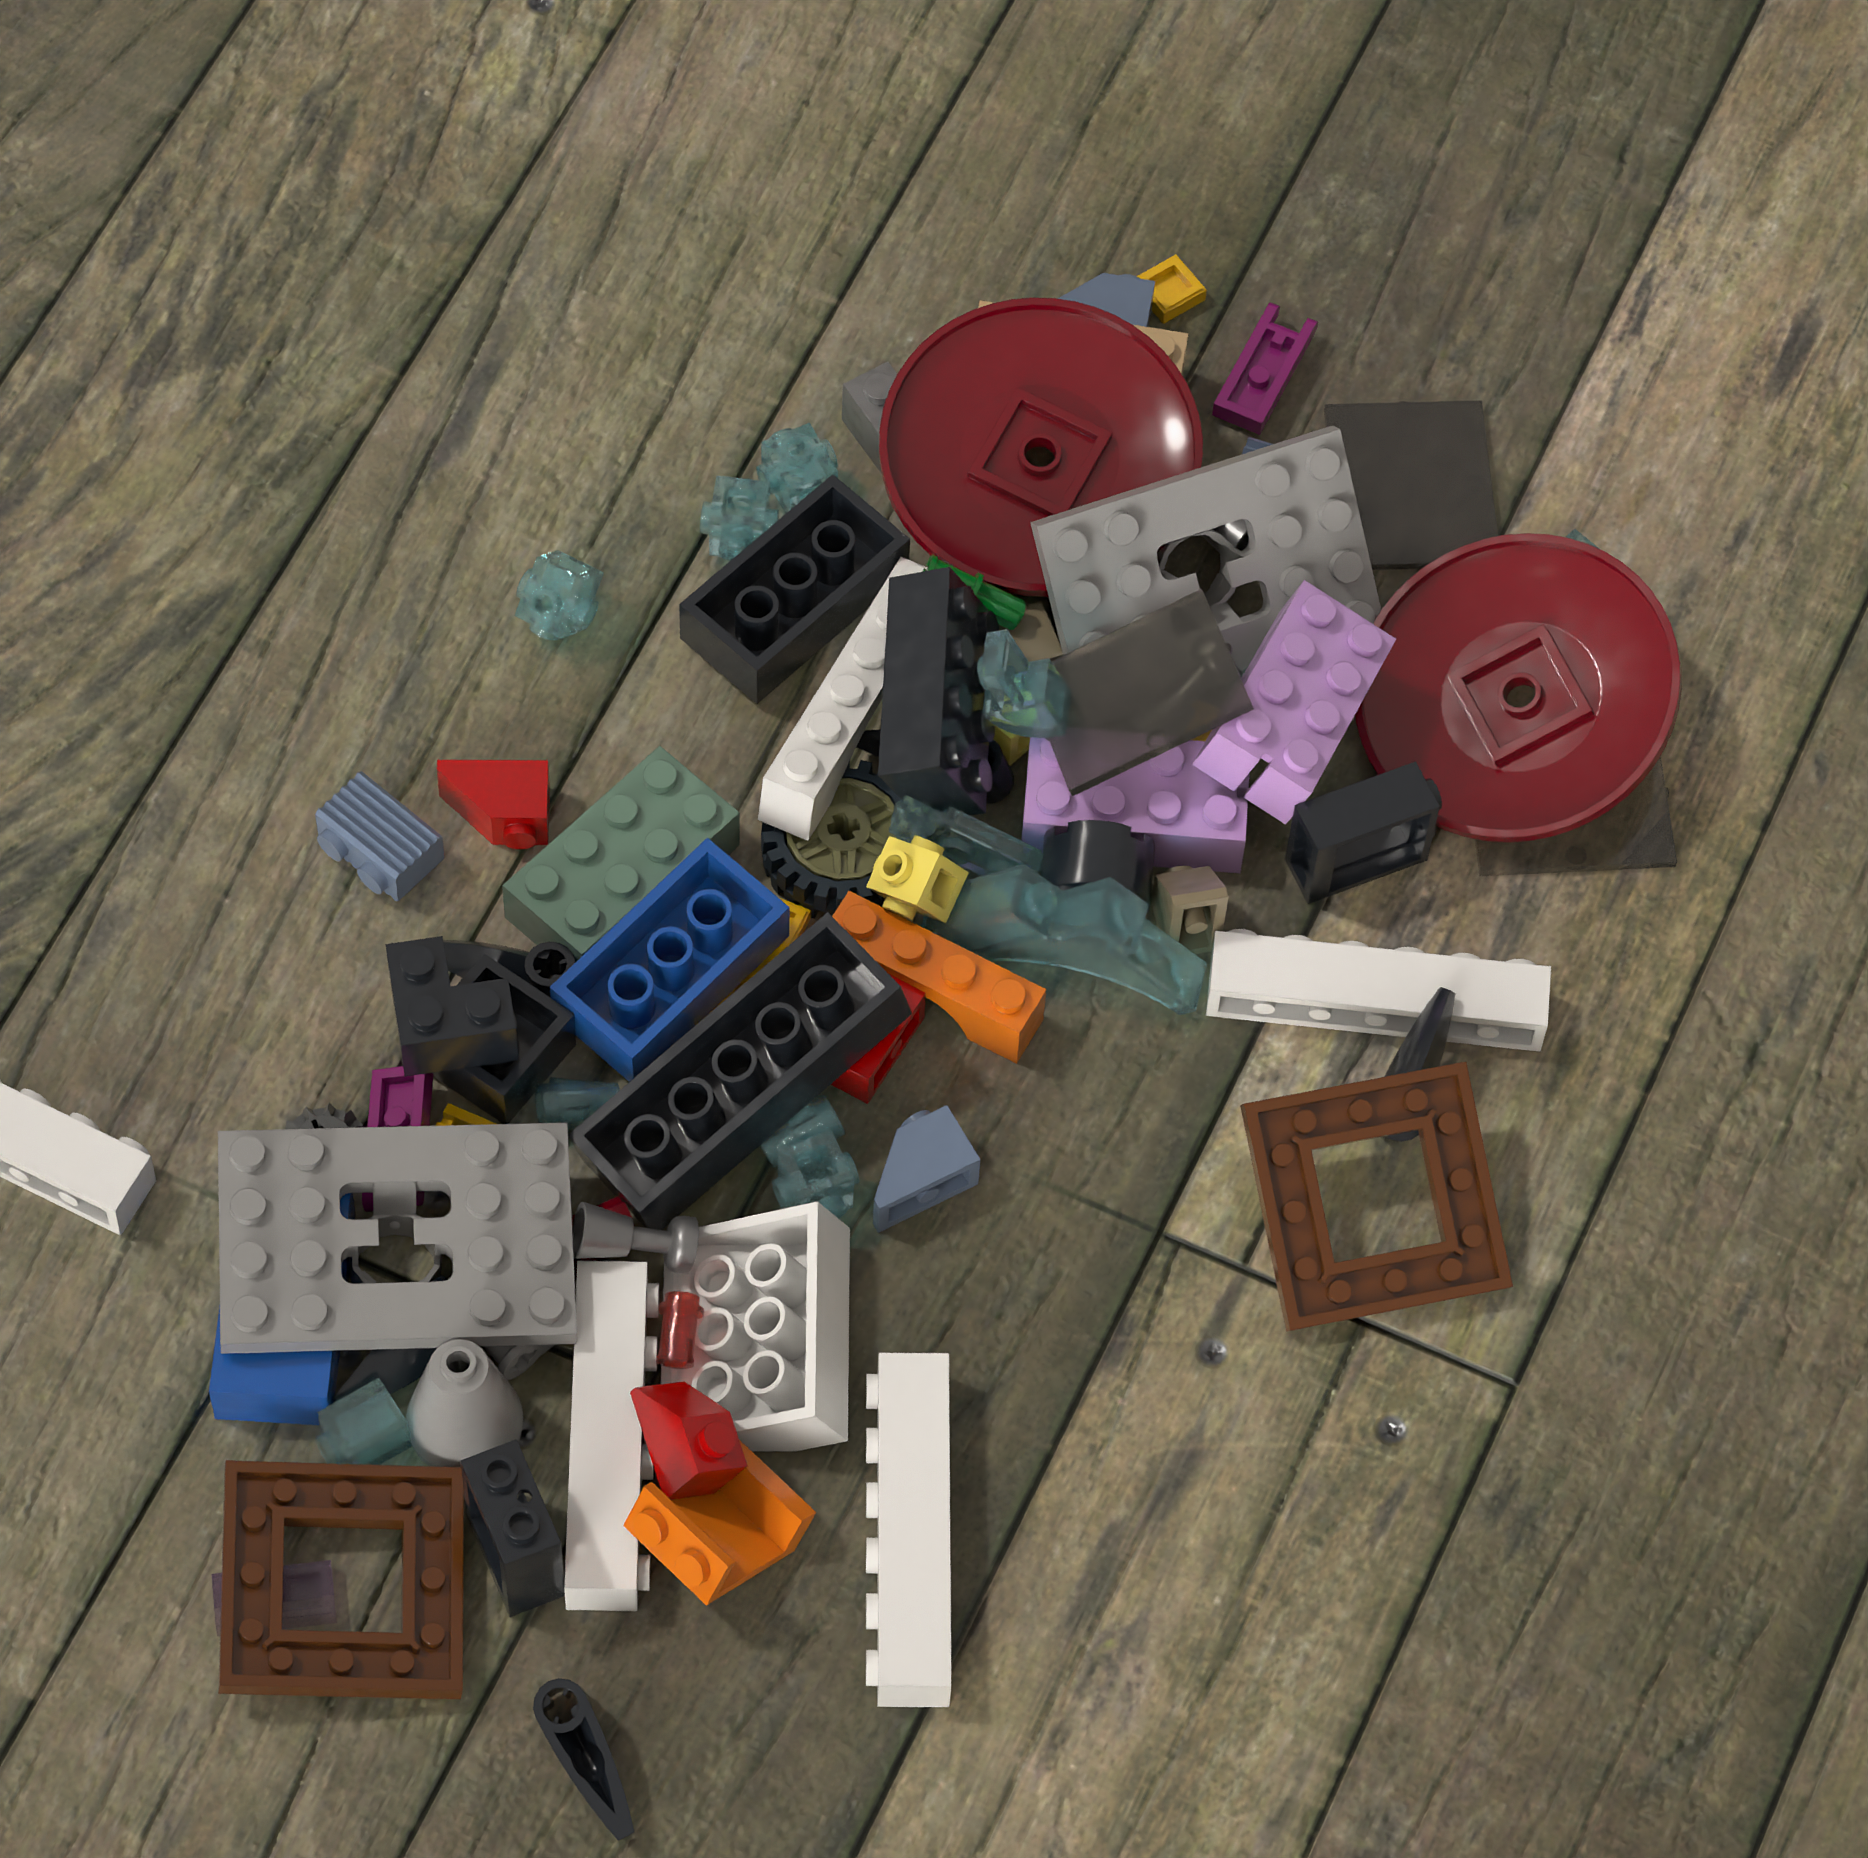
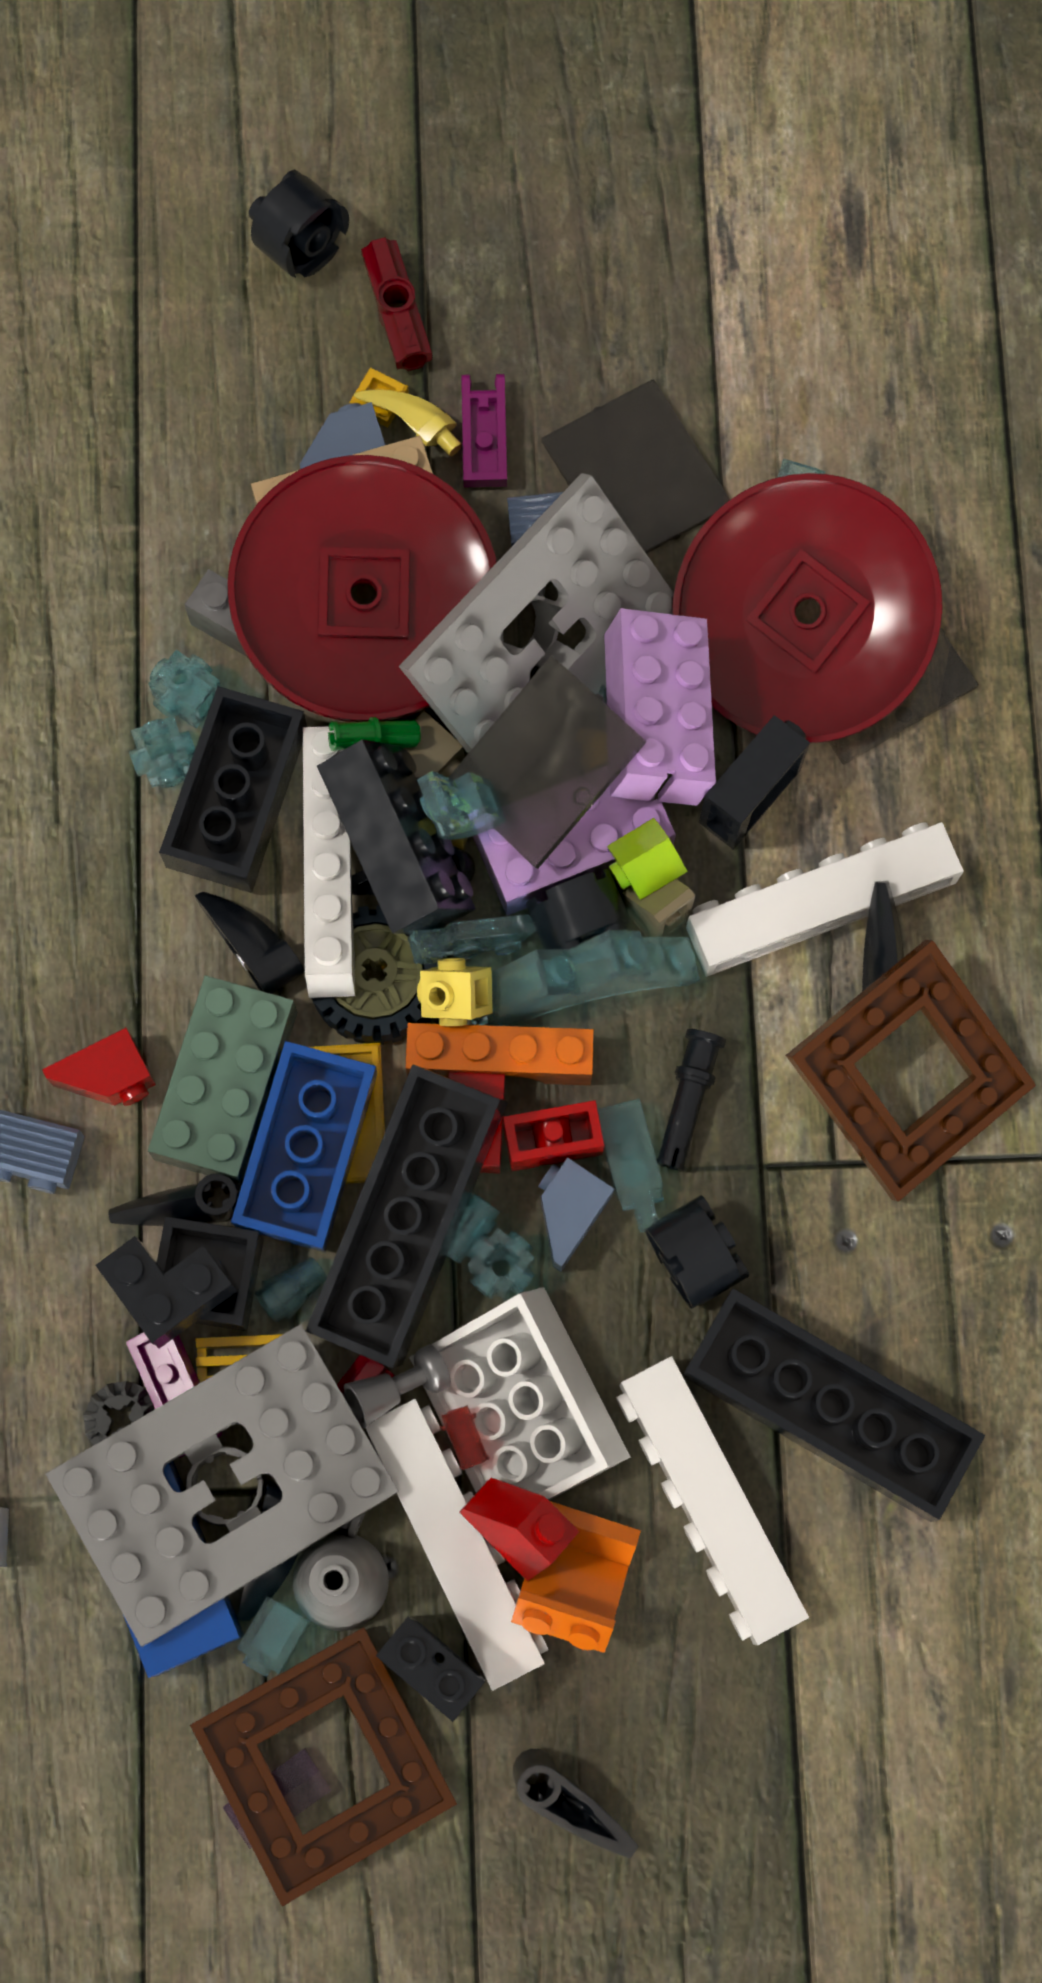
camera: 25 degrees left, 15 degrees up
(558, 595) = (59, 883): clear light blue brick -> none
(729, 749) = (257, 948): none -> black piece
(939, 1072) = (553, 1135): none -> red brick
(1017, 1152) = (632, 1160): none -> clear light blue hinge
(1034, 1264) = (696, 1252): none -> black brick
(1099, 1492) = (834, 1406): none -> black brick
(1133, 1102) = (694, 1078): none -> black pin
(1173, 80) = (298, 225): none -> black brick
(1195, 845) = (645, 859): none -> lime brick
(1207, 331) = (420, 415): none -> light yellow bar
(1236, 225) = (401, 324): none -> dark red piece

